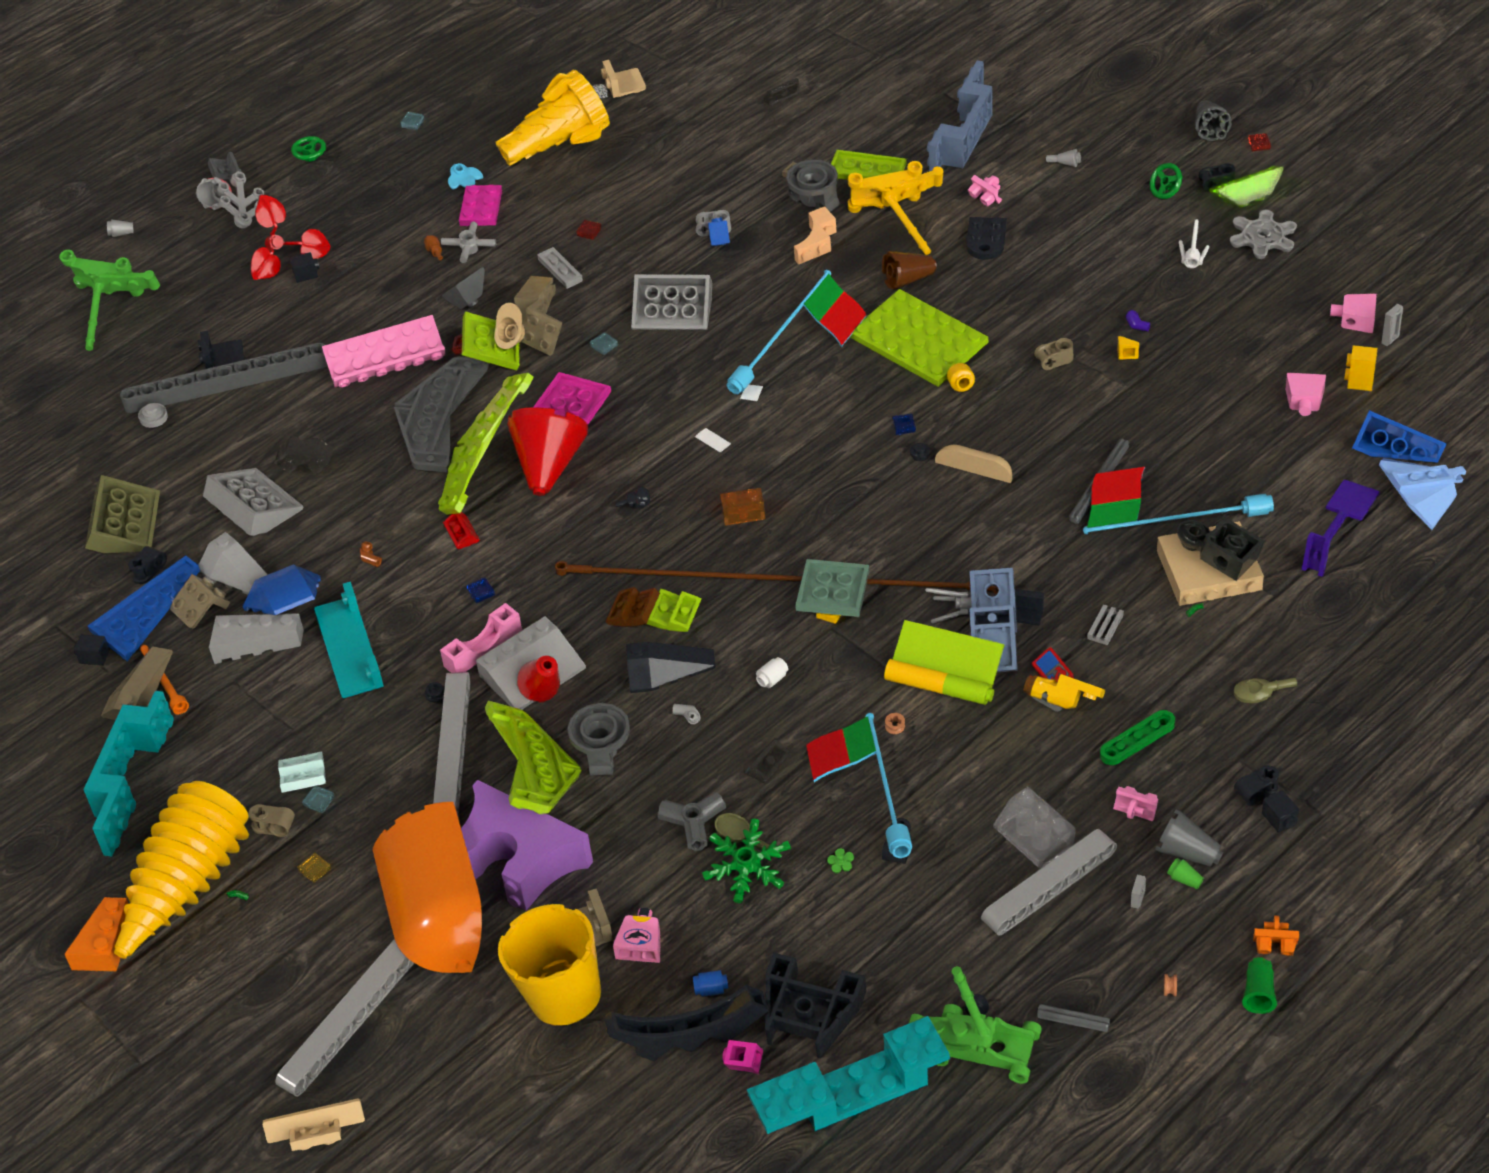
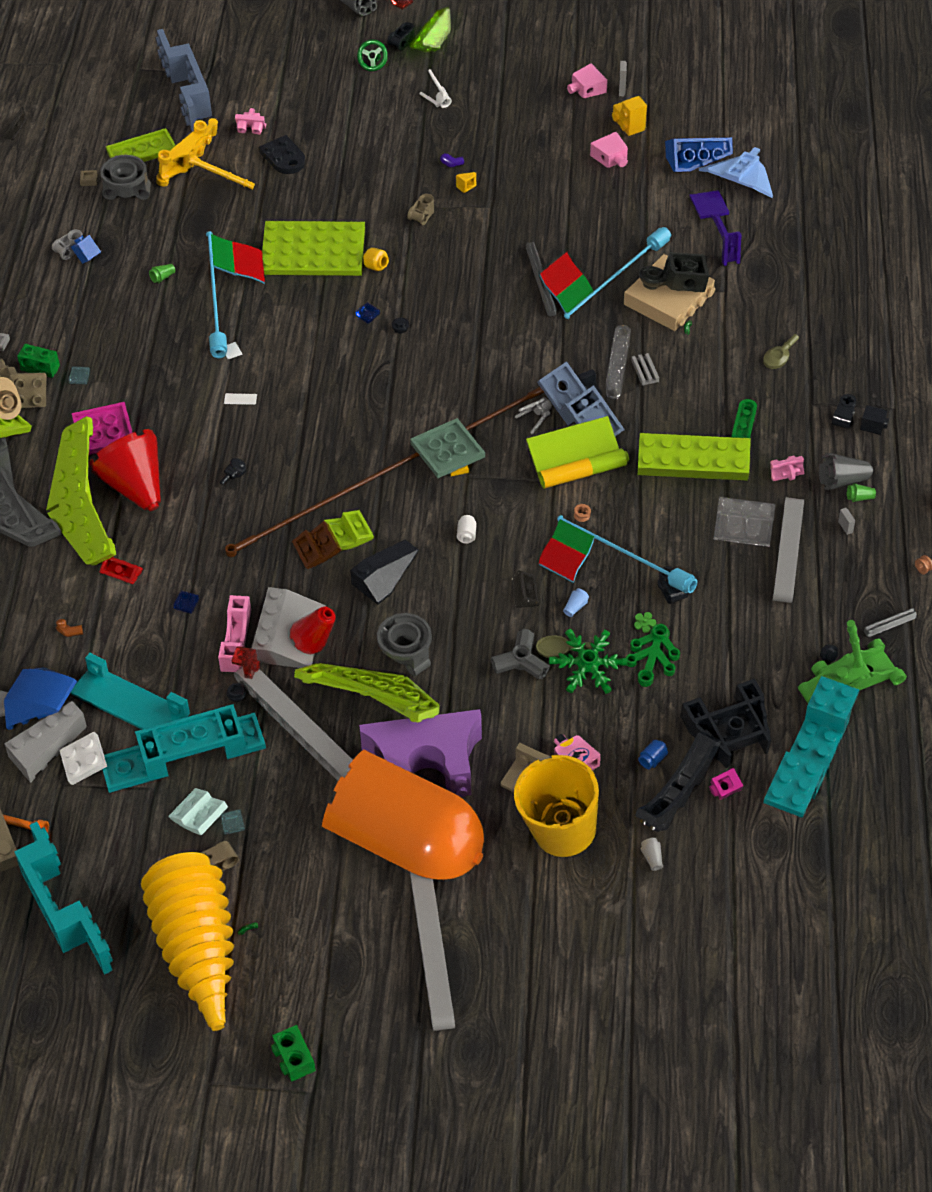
camera: 45 degrees left, 5 degrees up
(95, 943) = (184, 1028): orange wedge -> none
(156, 1020) = (296, 1052): none -> green brick
(264, 668) = (83, 758): none -> white plate
(314, 867) = (285, 870): clear yellow tile -> none
(314, 1125) = (495, 1037): tan bracket -> none
(320, 693) = (179, 740): none -> teal bracket
(455, 666) = (248, 659): none -> clear red bracket
(581, 311) = (38, 360): none -> green brick
(613, 1069) = (652, 851): none -> light grey cone
(671, 302) = (103, 317): light grey slope -> none
(688, 711) = (437, 590): light grey arm -> none
(742, 506) = (320, 430): clear orange brick -> none
(763, 289) = (161, 272): none -> bright green cone
(795, 801) = (576, 601): none -> light blue cone
(814, 893) = (652, 653): none -> green plant
(818, 242) = (156, 205): light nougat arch -> none
(906, 268) = (254, 205): reddish brown cone -> none
(975, 462) = (447, 311): tan brick -> none
(1050, 734) = (694, 456): none -> lime brick
(1051, 666) = (646, 417): slope -> none
(1062, 693) = (671, 422): yellow plate -> none
(1069, 158) = (285, 71): light grey cone -> none
(1083, 601) = (618, 362): none -> clear beam
(1268, 227) = (467, 55): light grey plate -> none

